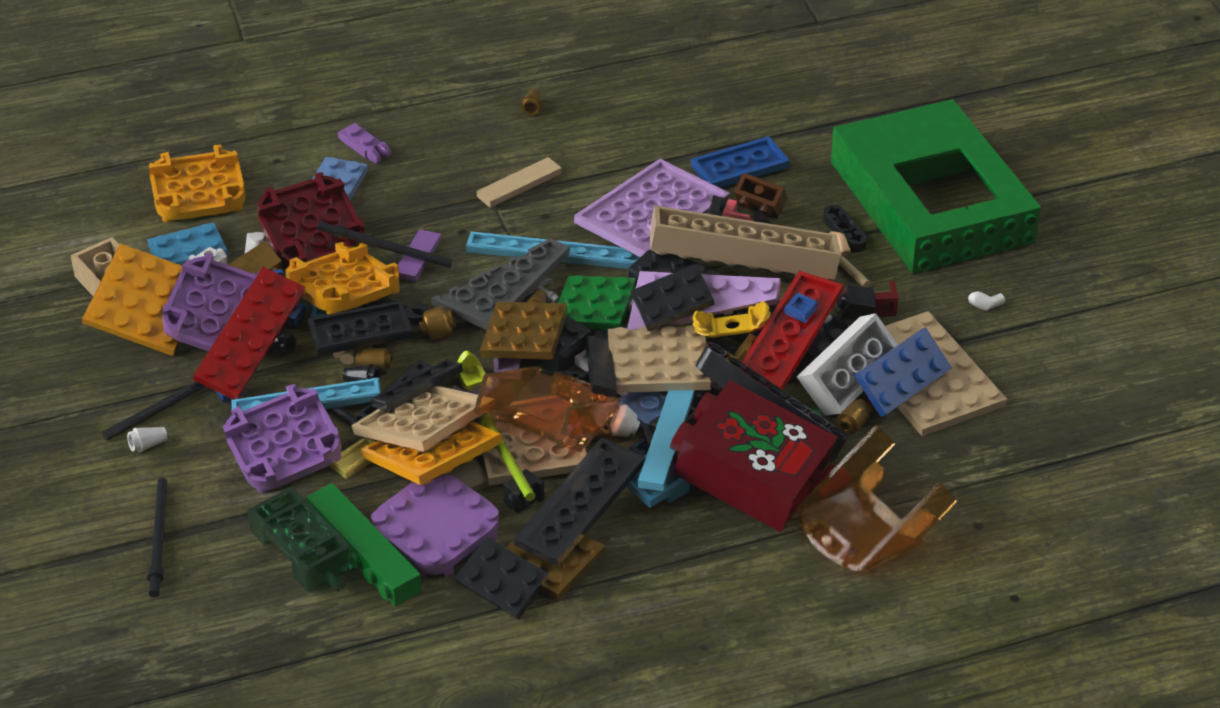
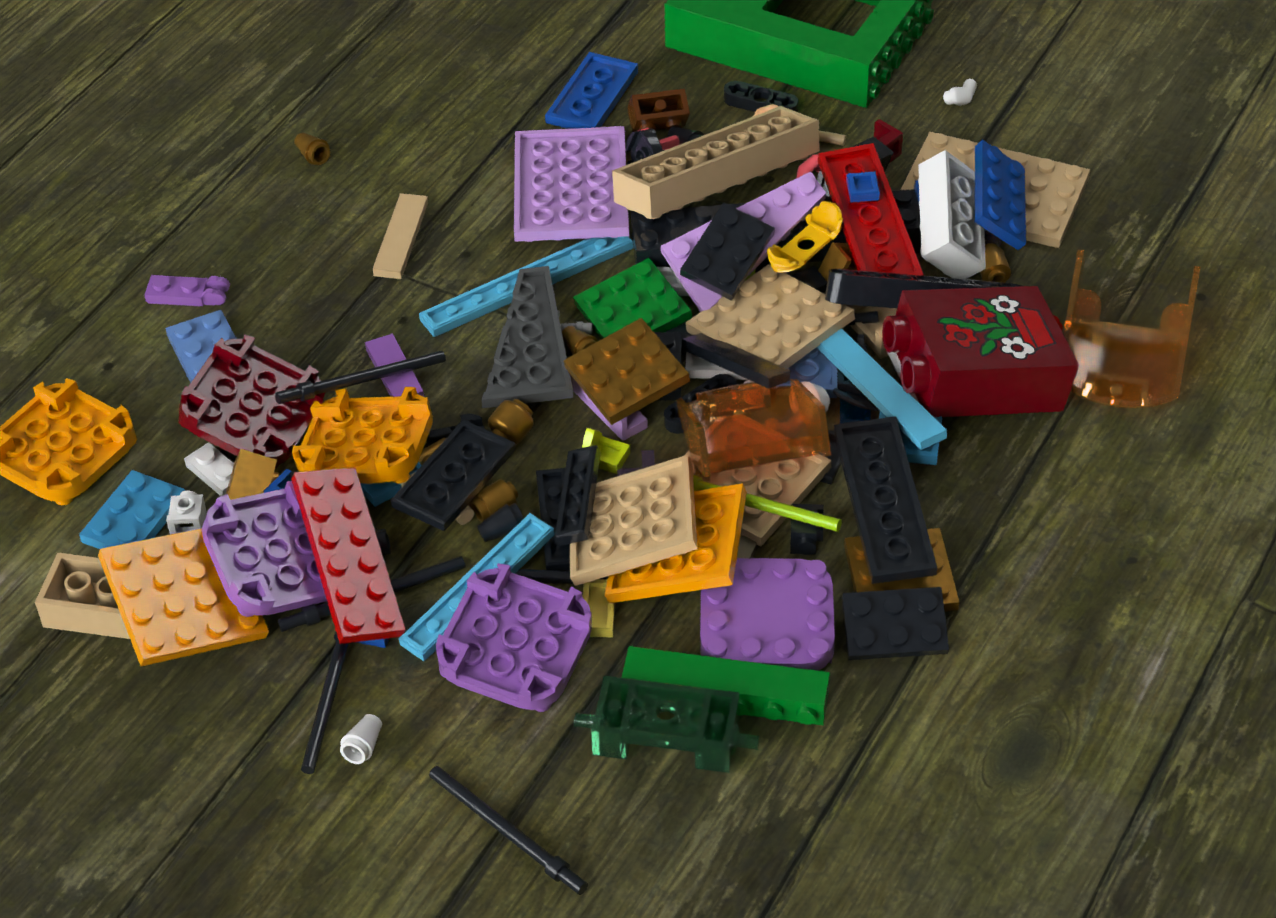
camera: 40 degrees left, 5 degrees up
(261, 370) = (312, 614): none -> black bar

